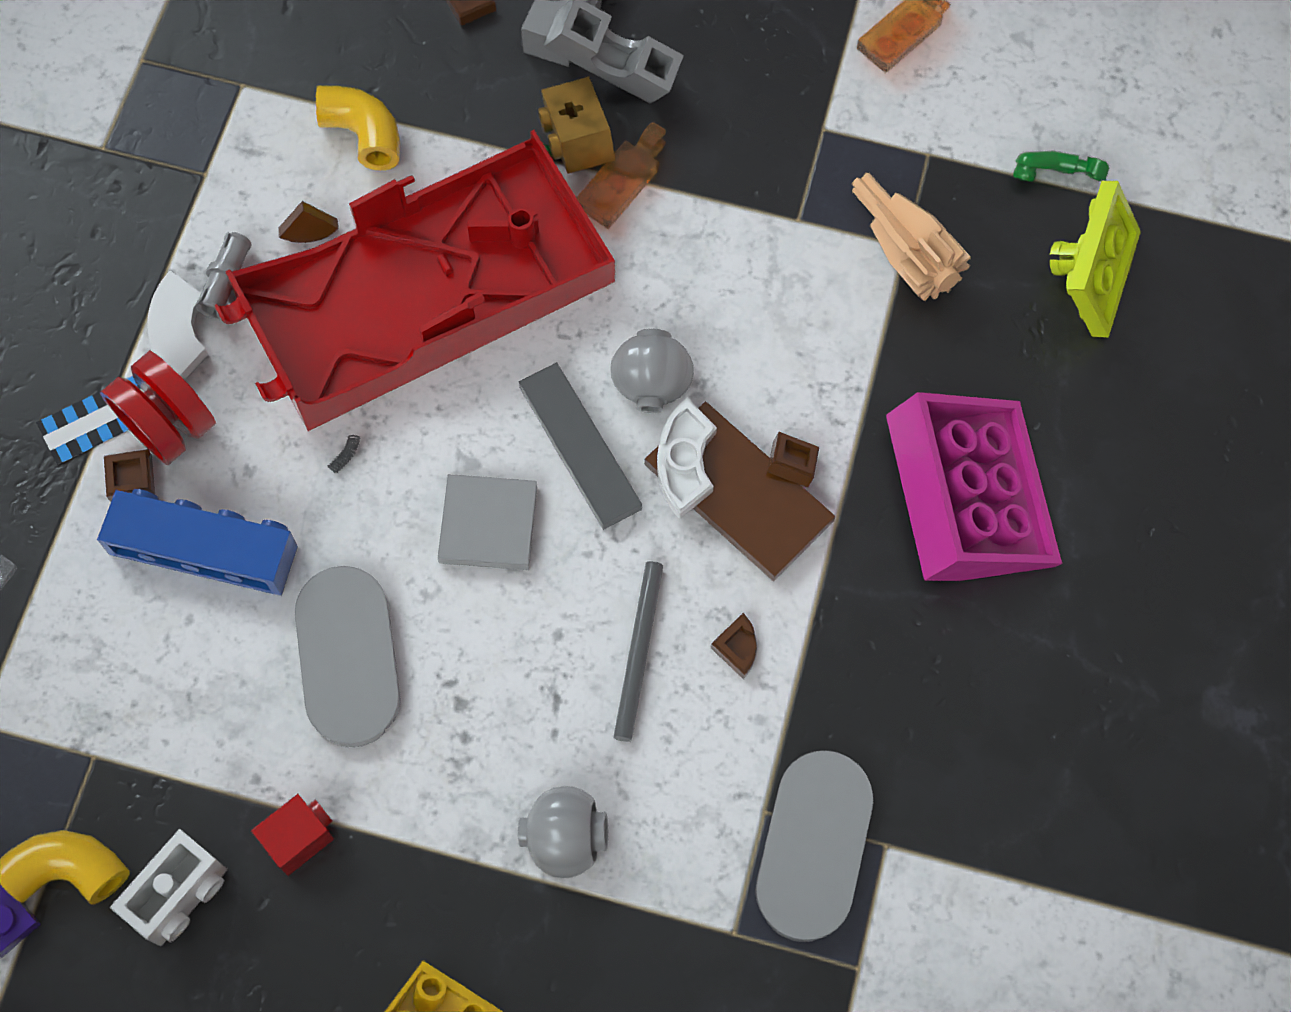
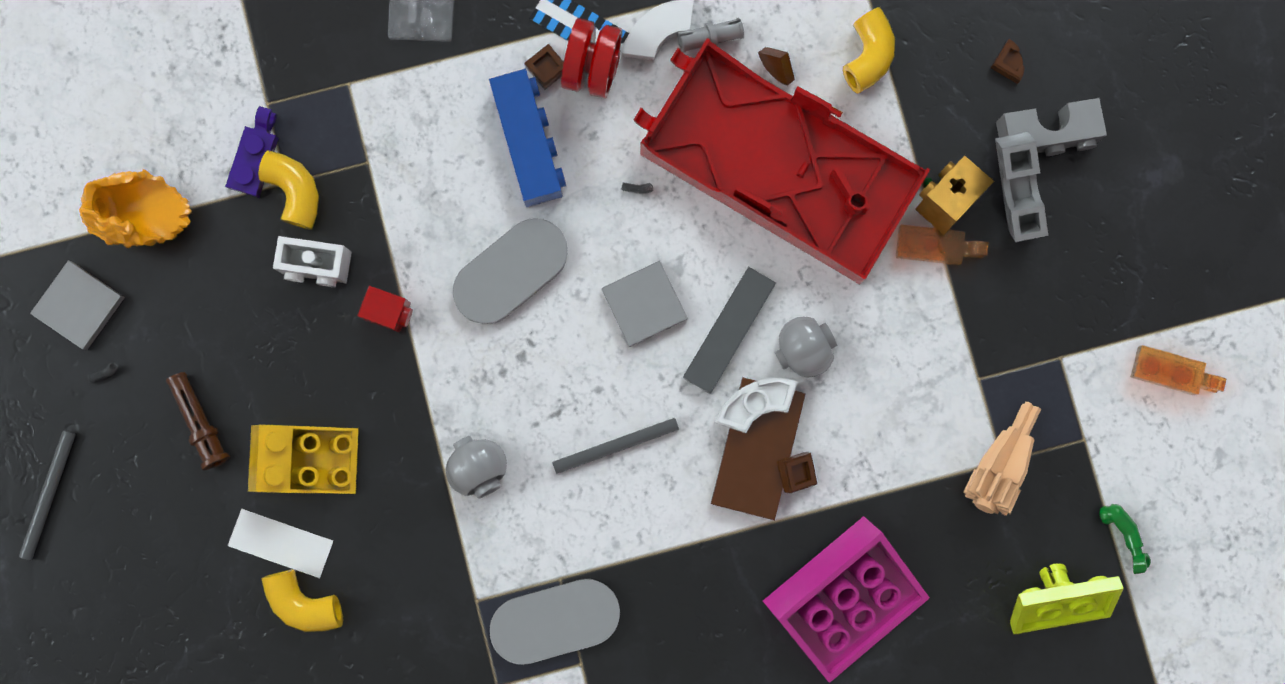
camera: 60 degrees right, 15 degrees up
(737, 646) = (654, 505): reddish brown tile -> none

